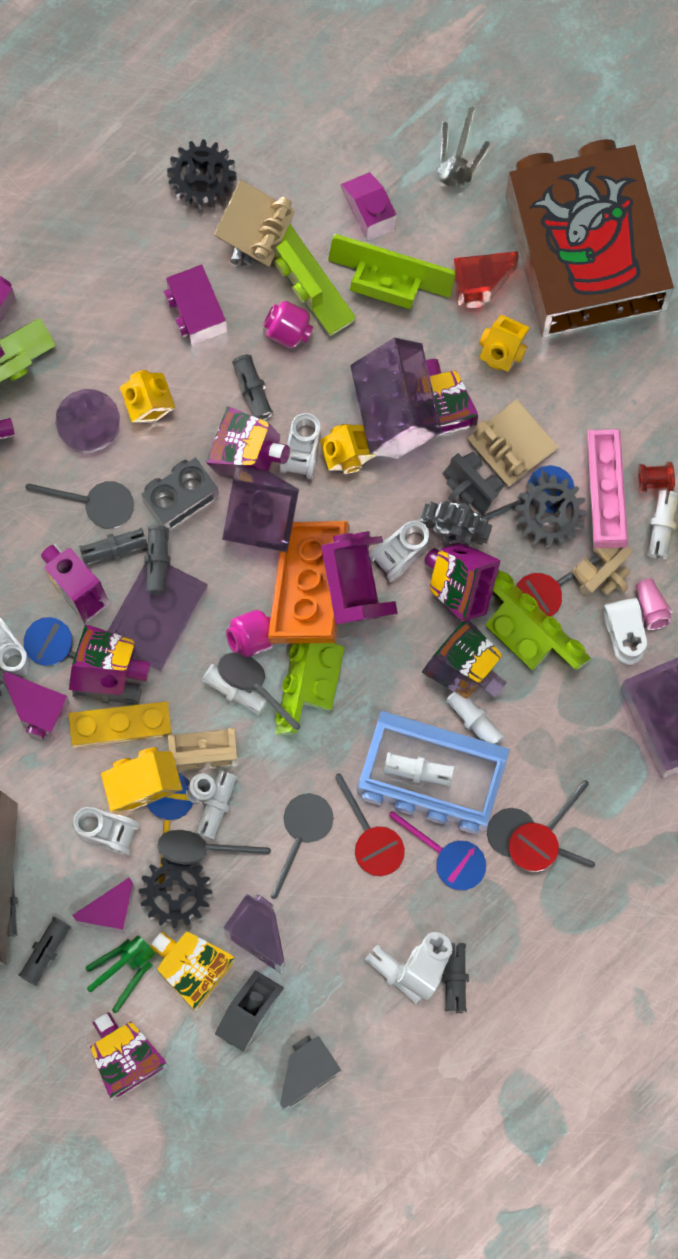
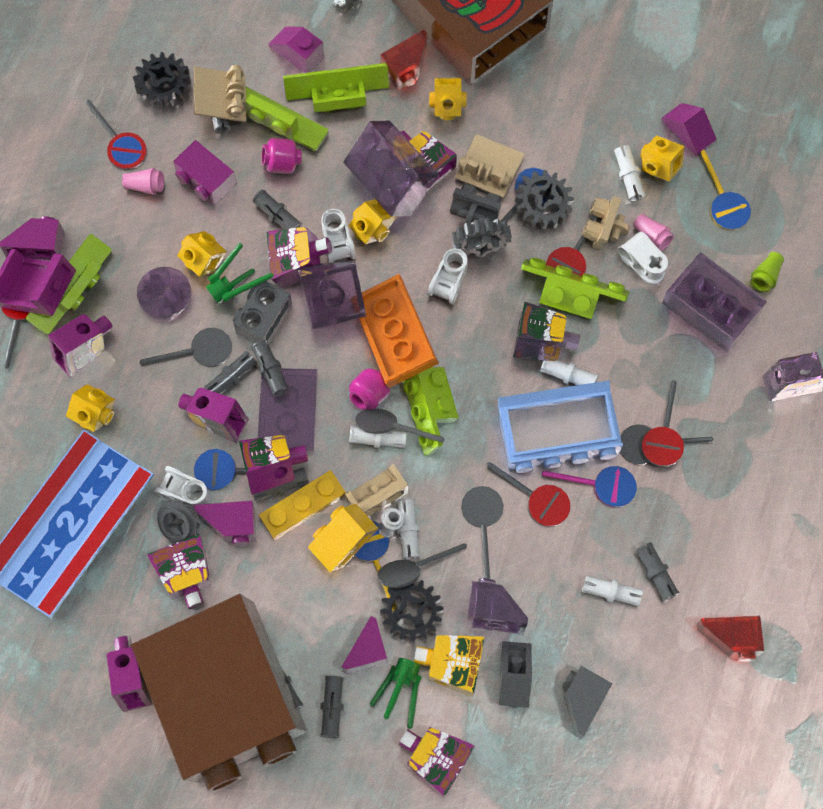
camera: 25 degrees left, 5 degrees down
(107, 831) = (335, 589): white piece -> none
(124, 236) = (125, 149): none -> piece
(128, 284) = (145, 181): none -> bright pink cone
(149, 446) = (223, 289): none -> green plant
(352, 579) = (426, 312): magenta panel -> none
(418, 769) = (550, 427): white pin -> none
(426, 965) = (633, 571): white piece -> none
(463, 579) = (508, 274): magenta torso -> none
(499, 1085) = (735, 635): none -> clear red slope
(607, 489) = (577, 165): bright pink tile -> none
(656, 477) = (606, 142): clear red bush -> none

